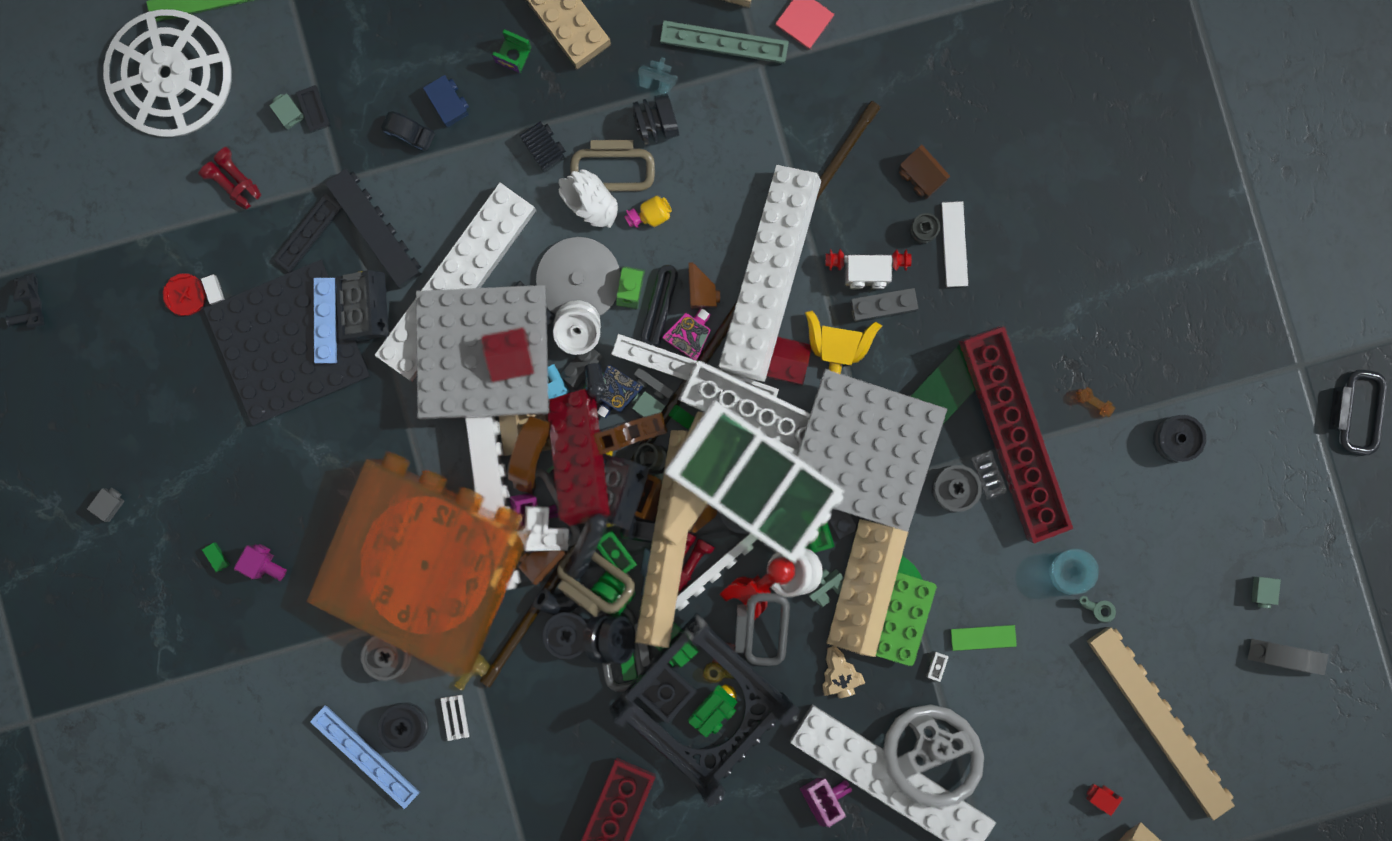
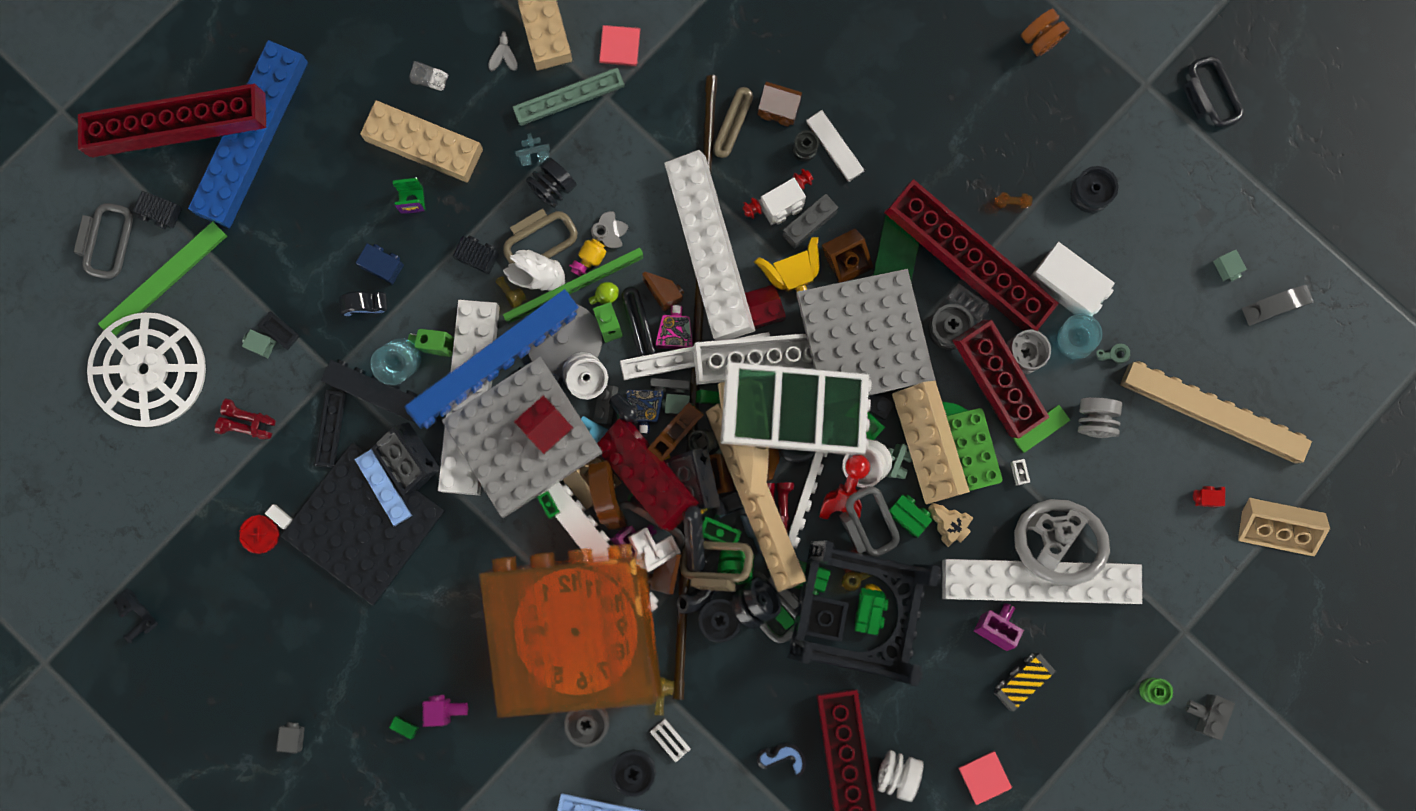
camera: 30 degrees left, 5 degrees down
(405, 207) = (388, 367): none -> clear light blue wheel
(451, 208) = (433, 342): none -> bright green torso
(469, 432) = (548, 504): none -> green piece
(498, 261) = (491, 359): none -> blue brick
(551, 792) = (781, 753): none -> animal
(556, 209) = (515, 297): none -> clear yellow bar
(619, 233) = (575, 284): none -> bright green tile
(644, 258) = (605, 293): none -> lime piece
(688, 199) = (611, 228): none -> light grey plate
(805, 644) = (910, 516): none -> green brick
(868, 162) = (733, 122): none -> dark tan piece
(900, 360) = (848, 255): none -> reddish brown slope
(971, 567) = (1000, 378): none -> dark red brick
(1023, 561) = (1035, 349): none -> light grey wheel
(1044, 661) = (1099, 419): none -> light grey wheel
(1100, 515) = (1072, 281): none -> white brick
(1228, 252) = (1045, 32): none -> dark orange wheel

